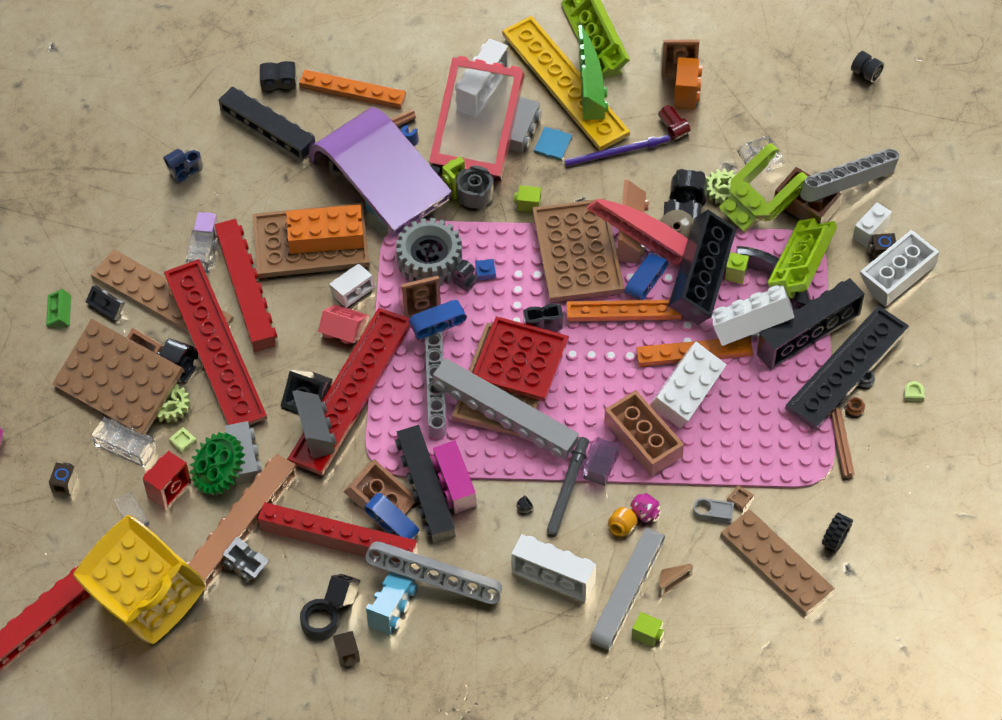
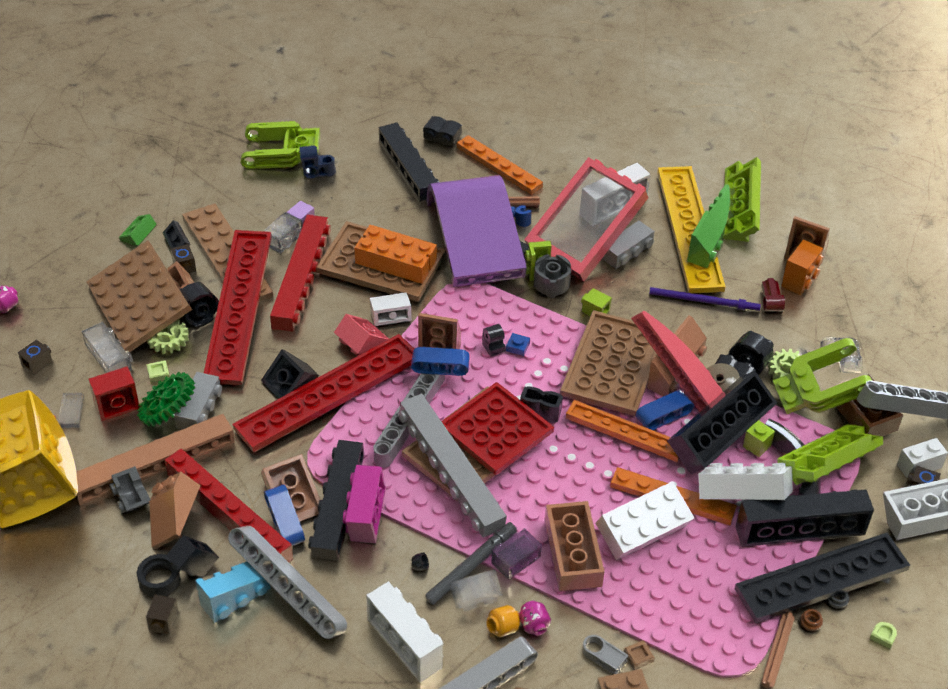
camera: 25 degrees right, 10 degrees down
(126, 319) = (184, 257): none -> dark brown brick
(149, 148) = (293, 138): none -> lime plate
(294, 559) = (171, 507): none -> nougat slope
(315, 424) = (269, 401): dark grey slope -> none
(415, 247) = (475, 305): light grey wheel -> none
(553, 143) = (649, 271): dark azure piece -> none
(586, 506) = (476, 589): none -> clear brick

